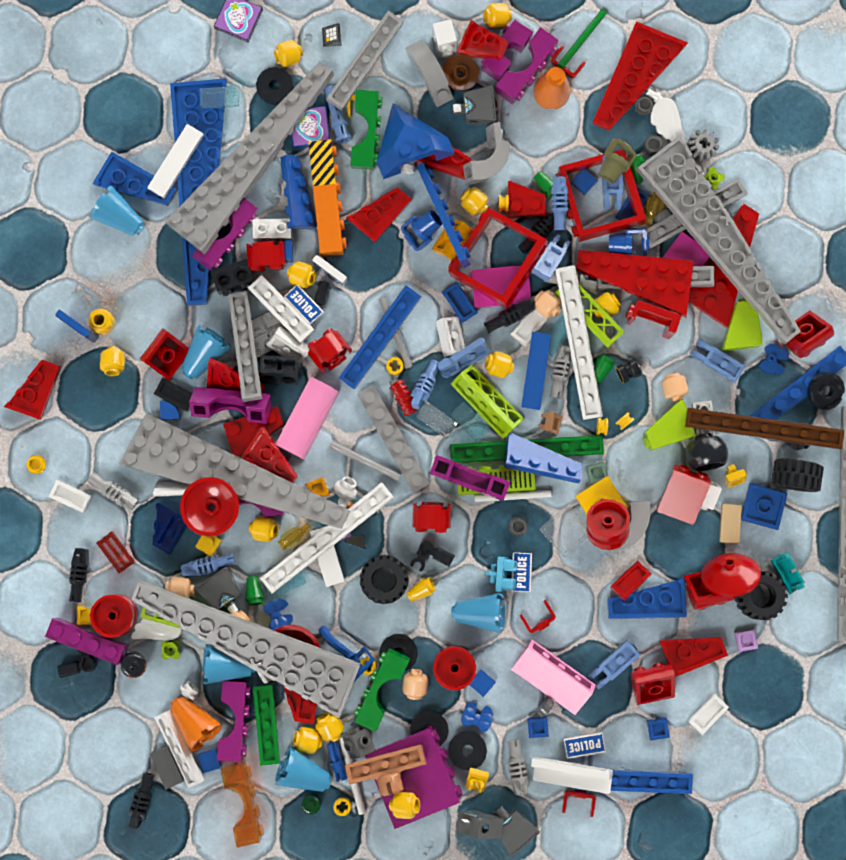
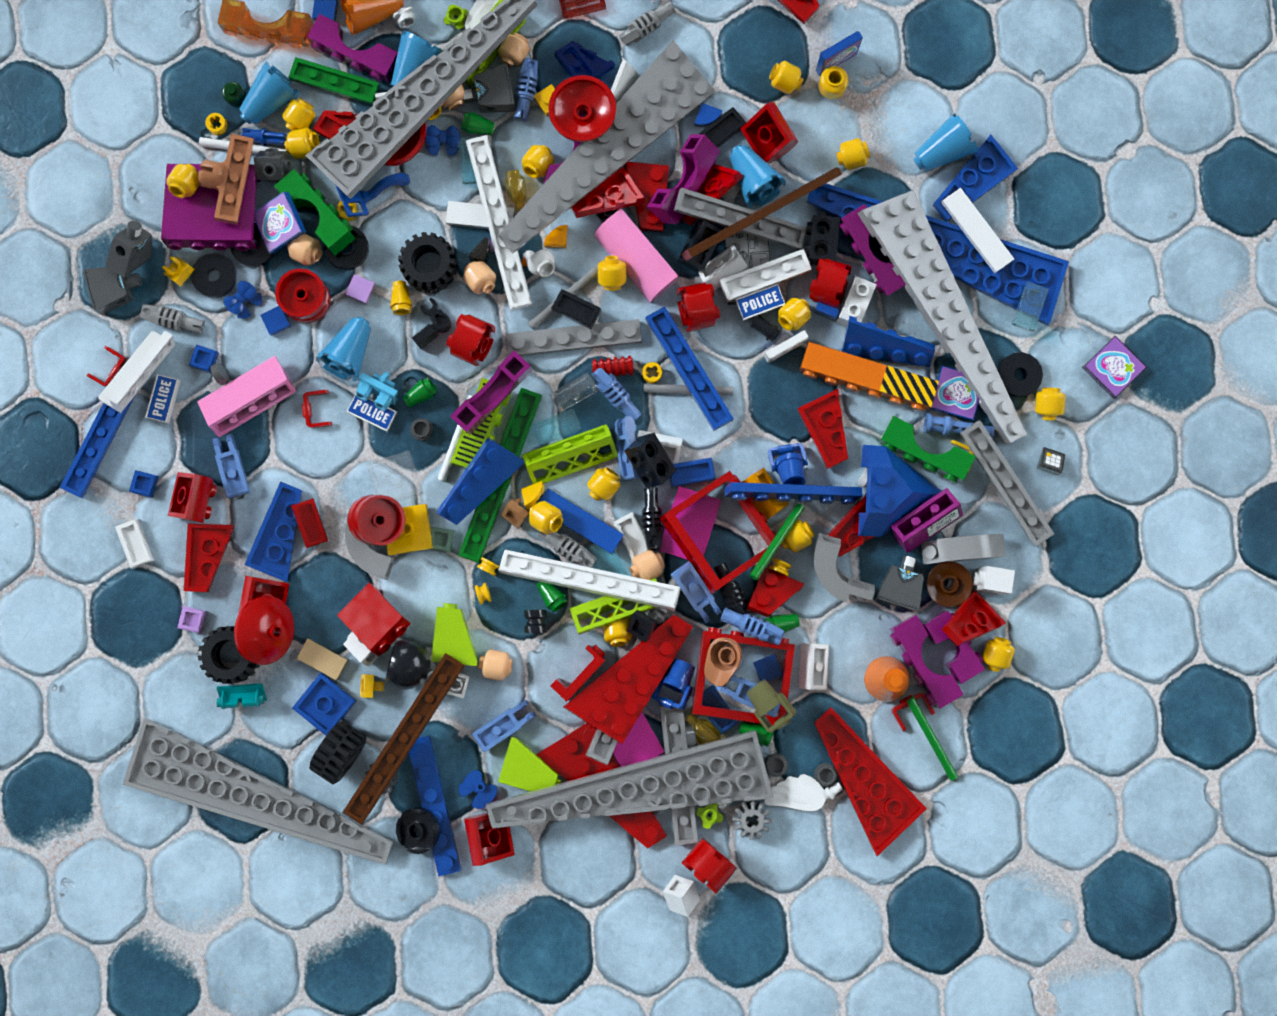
camera: 115 degrees right, 0 degrees up
(153, 282) = (853, 154): none -> yellow head
(235, 329) = (760, 214): none -> reddish brown tile
(330, 430) = (611, 273): none -> yellow head
(370, 445) = (576, 309): none -> black tile
(378, 533) = (479, 277): none -> light nougat head
(403, 713) = (279, 222): none -> tile
(419, 107) = (927, 520): none -> magenta brick
(427, 625) = (360, 289): none -> lavender tile
(466, 334) = (650, 460): none -> black brick
(487, 211) = (777, 541): none -> green bar
(489, 539) = (420, 392): none -> green cone
(531, 416) = (532, 494): none -> yellow tile
(546, 396) = (545, 517): none -> yellow head
(567, 148) = (813, 666): none -> white slope
(597, 285) = (641, 625): none -> black tile
(598, 211) = (722, 661): none -> nougat piece
(751, 160) = (709, 865): none -> red brick
(782, 173) = (681, 895): none -> white panel

